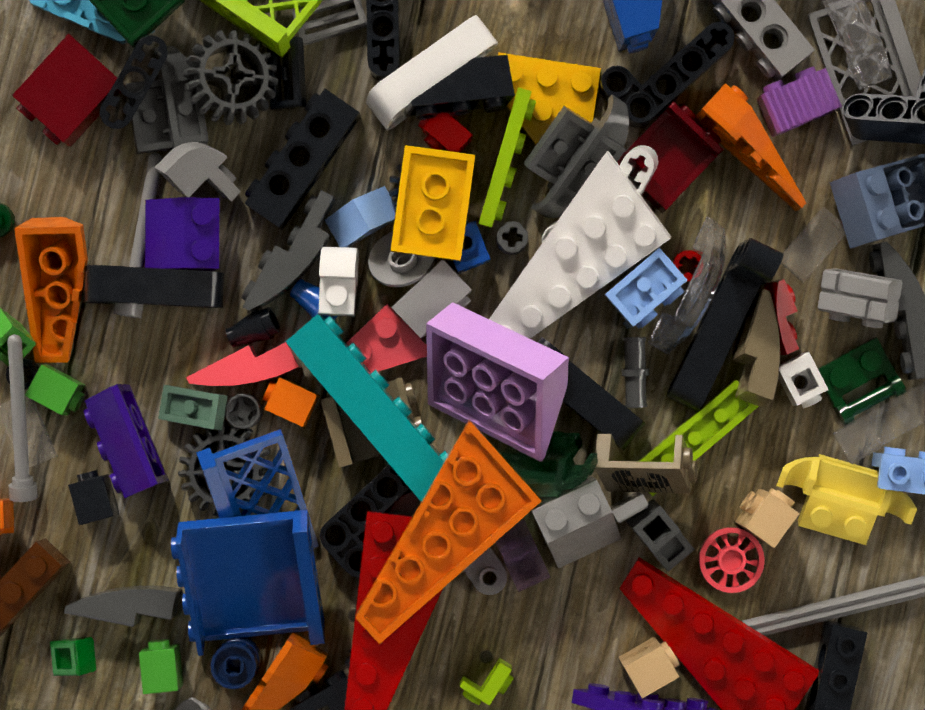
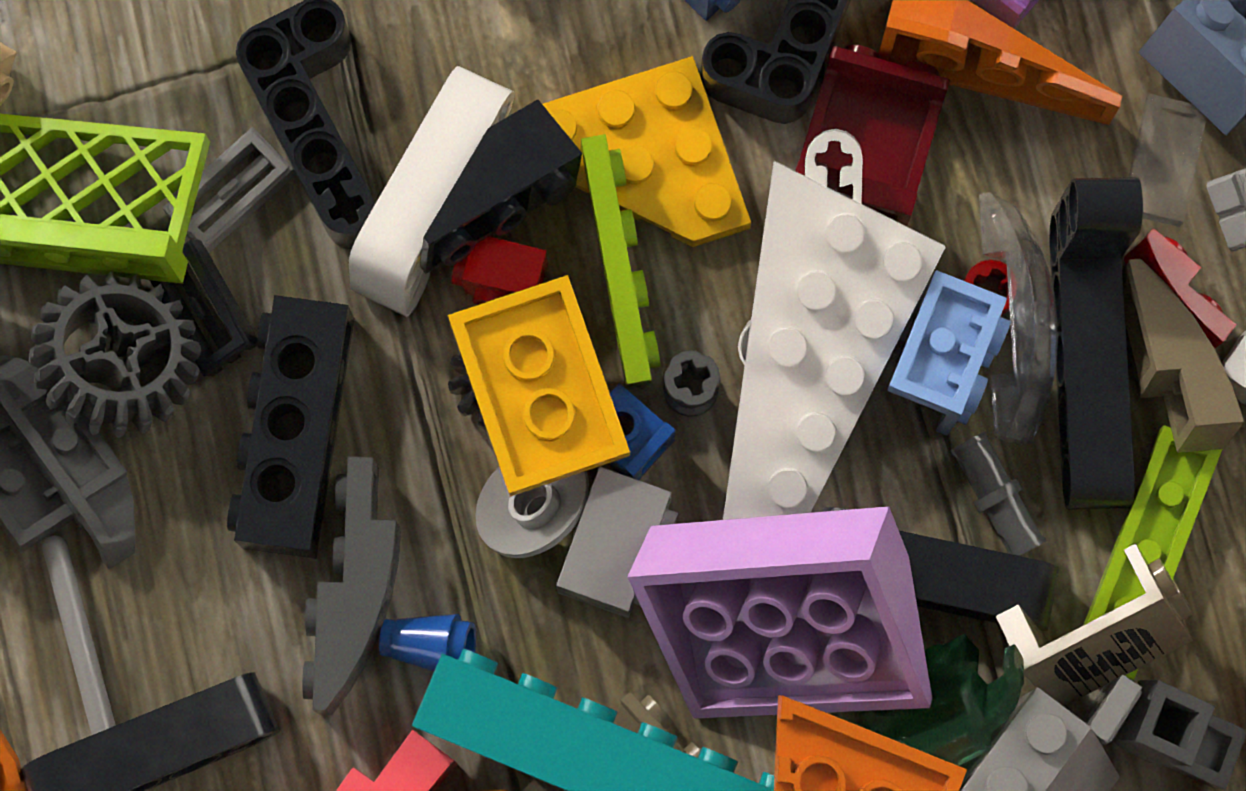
camera: 25 degrees left, 10 degrees down
(182, 233) = (156, 639): dark purple slope -> none
(194, 163) = (119, 519): light grey brick -> none
(255, 327) = (348, 736): black cone -> none
(338, 280) = (448, 589): white brick -> none
(362, 217) = (434, 472): light blue slope -> none
(388, 341) = (579, 646): coral wing -> none
(573, 150) = (717, 200): dark grey plate -> none

